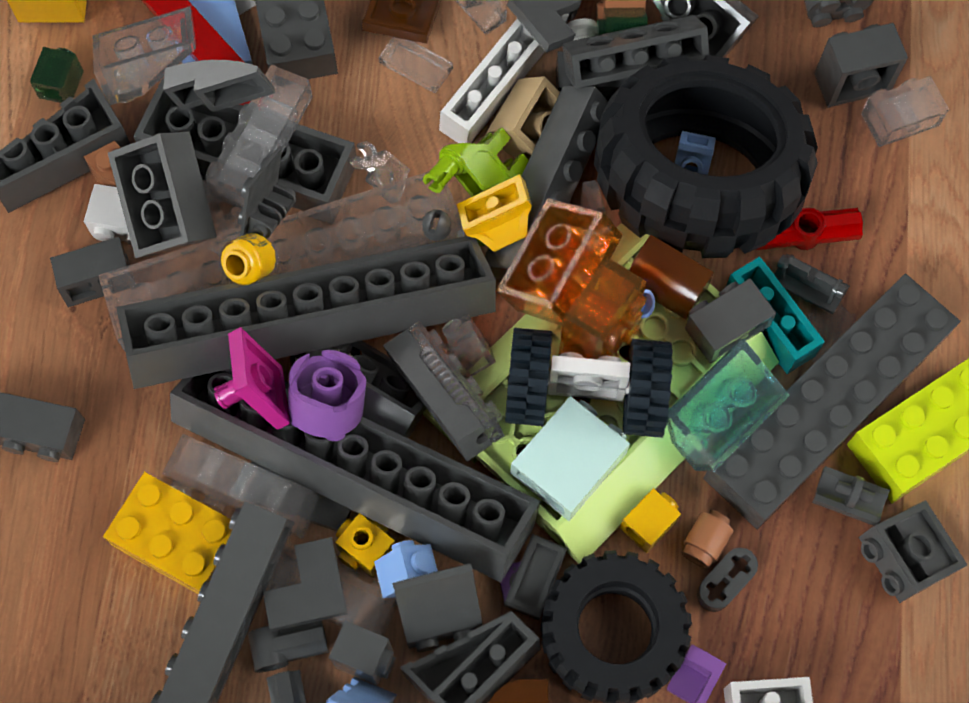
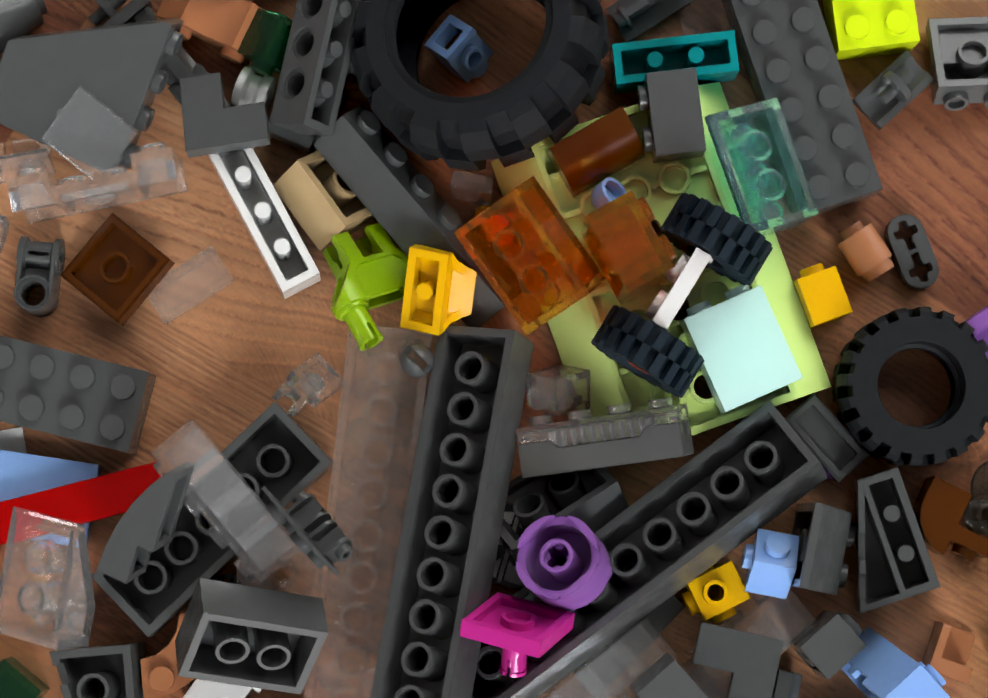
camera: 65 degrees left, 15 degrees up
(248, 258) = (369, 577): yellow head -> none

